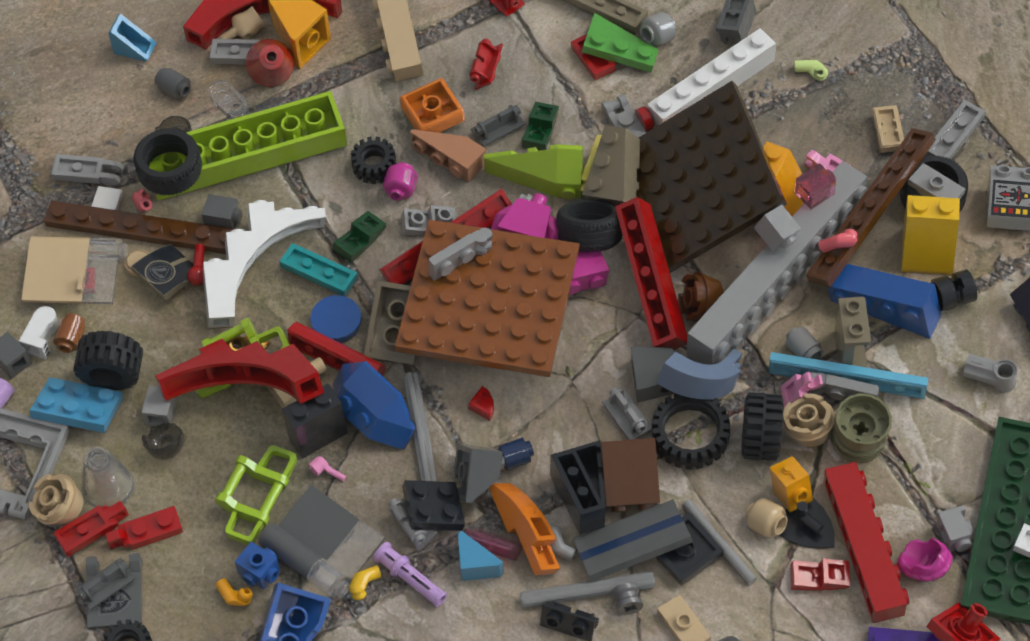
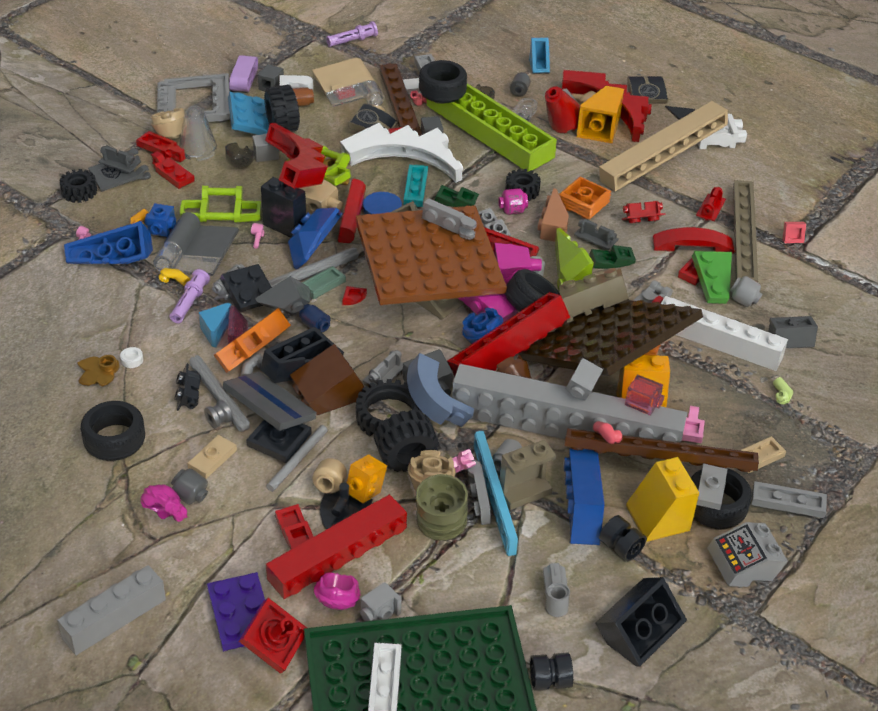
camera: 60 degrees right, 15 degrees down
(445, 426) = (324, 282): none -> sand green tile
(548, 39) = (692, 236): none -> red slope
(614, 292) = (479, 325): none -> blue cone

